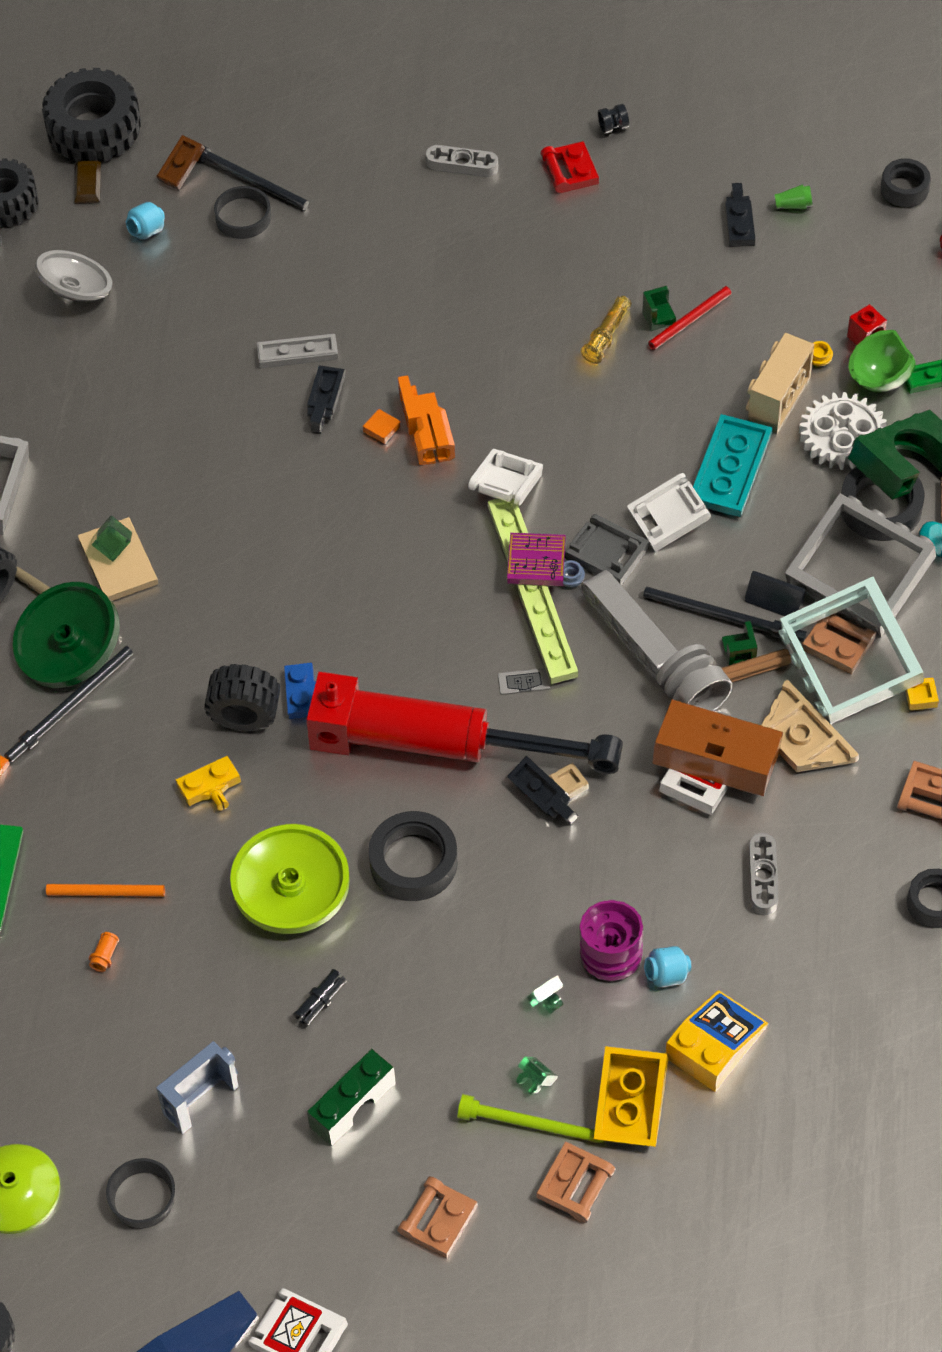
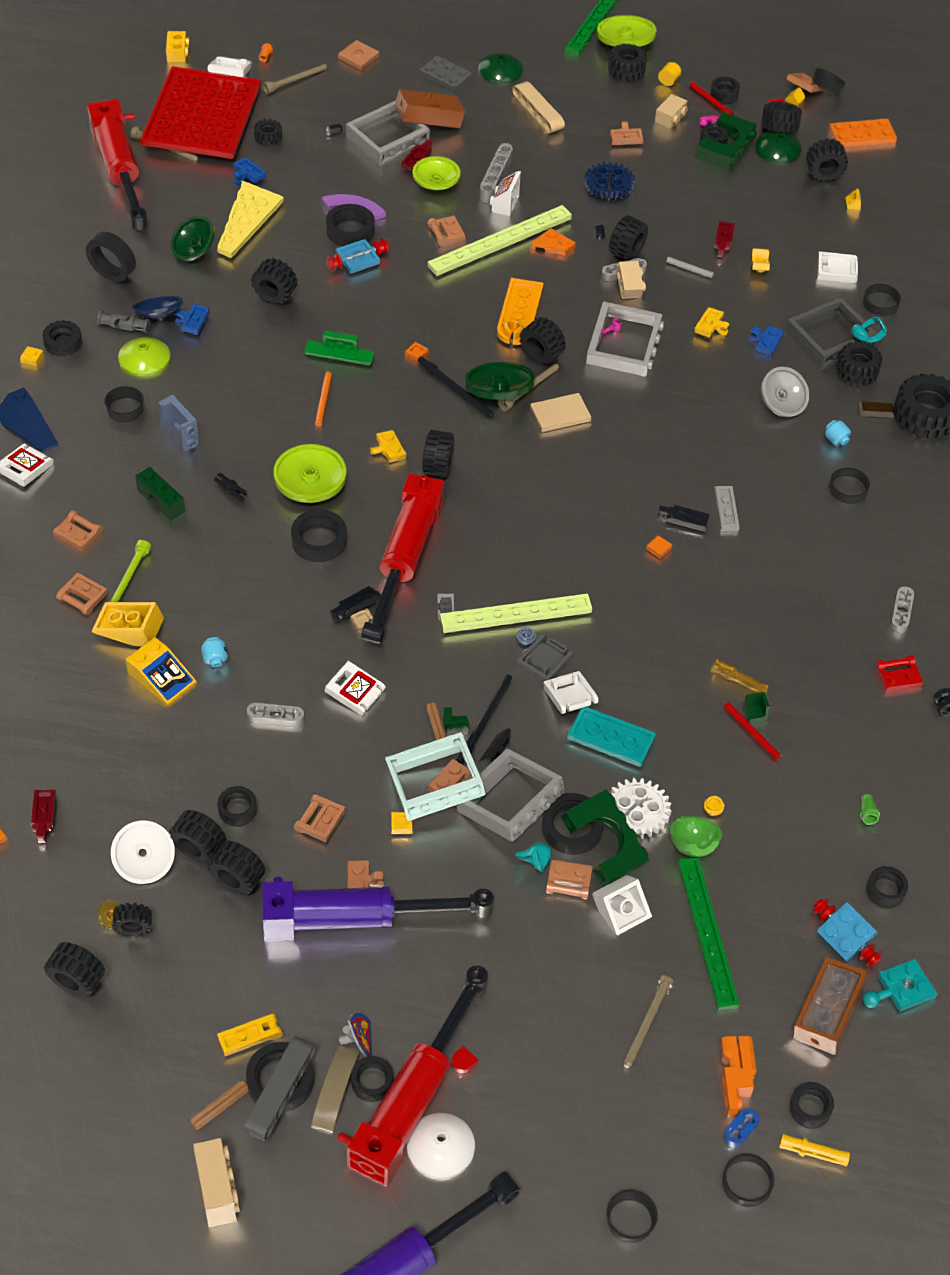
camera: 90 degrees right, 5 degrees down
(101, 957) = (280, 394): orange pin -> none
(112, 538) = (570, 402): clear green panel -> none
(180, 162) = (892, 453): reddish brown plate -> none
(254, 179) = (902, 468): black bar -> none
(299, 689) = (455, 493): blue plate -> none
(427, 423) = (658, 569): orange plate -> none
(503, 483) = (602, 601): white container -> none
(536, 559) = (534, 612): magenta tile -> none
(538, 1072) = (157, 581): clear green tile -> none
(548, 995) = (207, 591): clear green tile -> none
(611, 940) = (234, 619): magenta wheel -> none
(628, 621) = (478, 663): light grey beam -> none
(694, 678) = (421, 684): light grey wheel -> none
(717, 747) = (366, 689): dark orange brick -> none
(739, 218) = (851, 773): black hinge -> none
(780, 381) = (677, 767): tan brick -> none
(807, 736) = (376, 744): tan wing -> none
(865, 323) = (734, 835): red brick -> none

